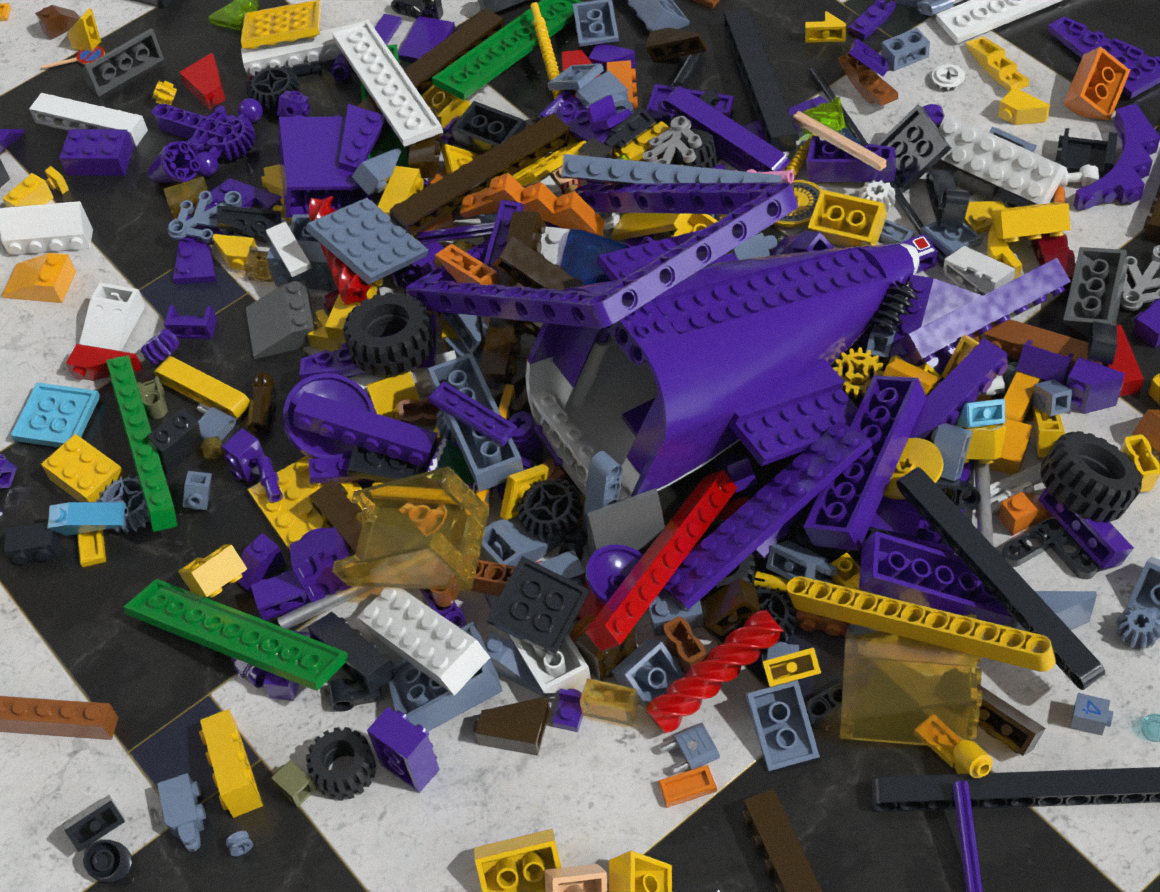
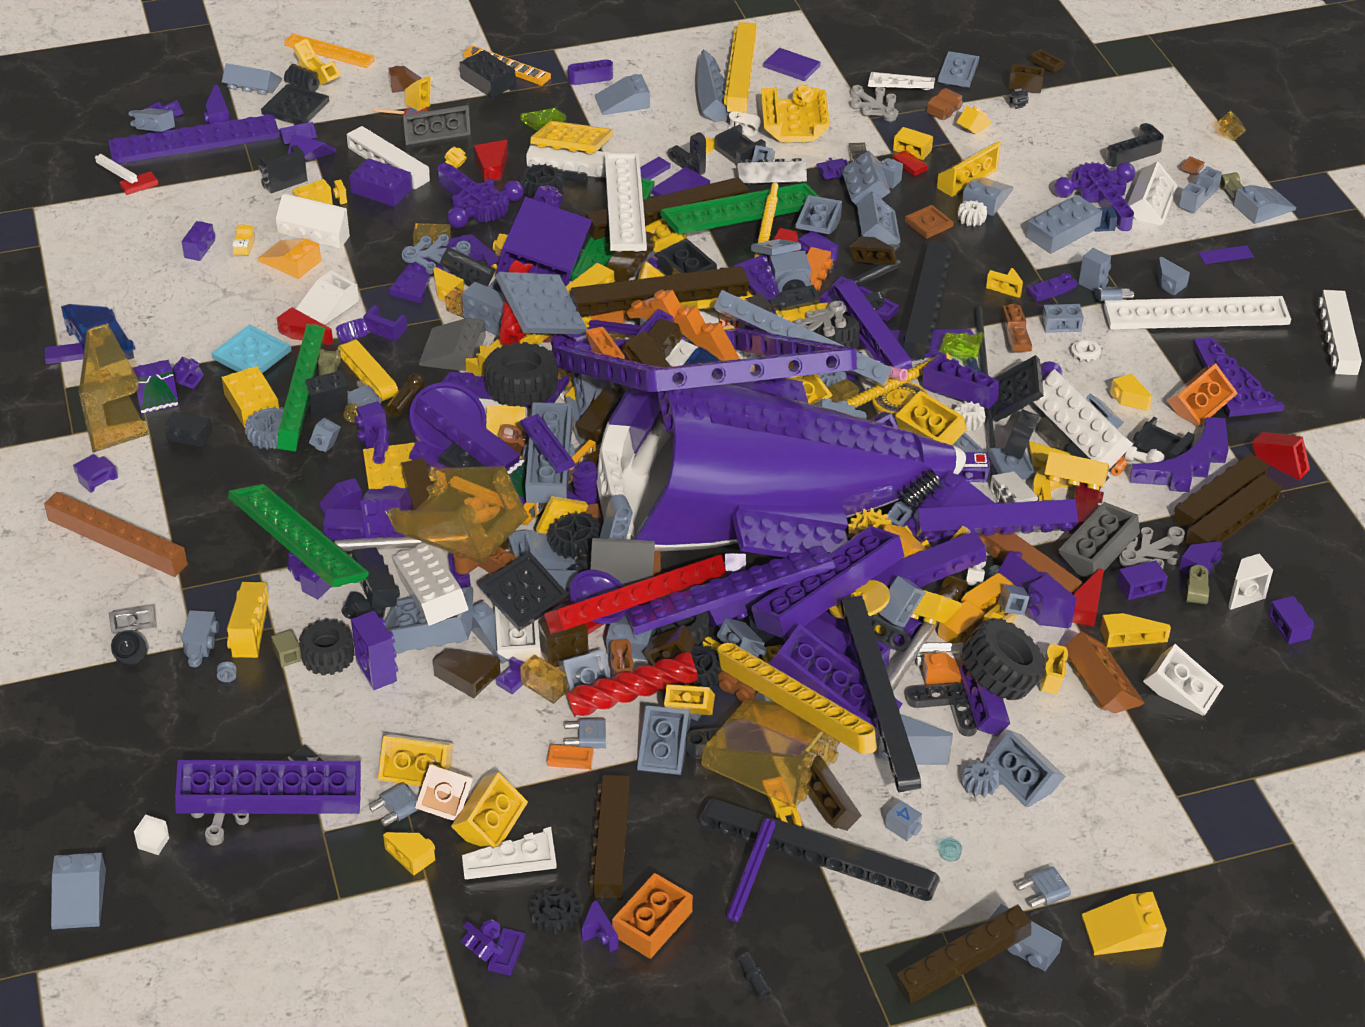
camera: 15 degrees right, 10 degrees down
(85, 517) = (231, 422): dark azure slope -> none
(91, 548) = (230, 445): yellow tile -> none
(174, 164) = (432, 207): dark purple cone -> none
(209, 574) = (305, 489): yellow brick -> none
(288, 249) = (481, 292): white tile -> none
(340, 68) = (599, 185): dark purple cone -> none
(359, 136) = (580, 232): dark purple wing -> none
(376, 171) = (578, 260): sand blue slope -> none
(538, 430) = (596, 478): dark purple hinge -> none
(604, 115) = (780, 278): dark purple panel -> none
(839, 141) = (957, 361): light nougat axle -> none
(869, 57) = (1023, 311): dark purple tile -> none
(972, 758) = (790, 810): yellow brick -> none
(982, 413) = (946, 586): medium azure slope -> none
(996, 64) = (1132, 353): yellow slope -> none
(1102, 342) = (1074, 572): black beam -> none

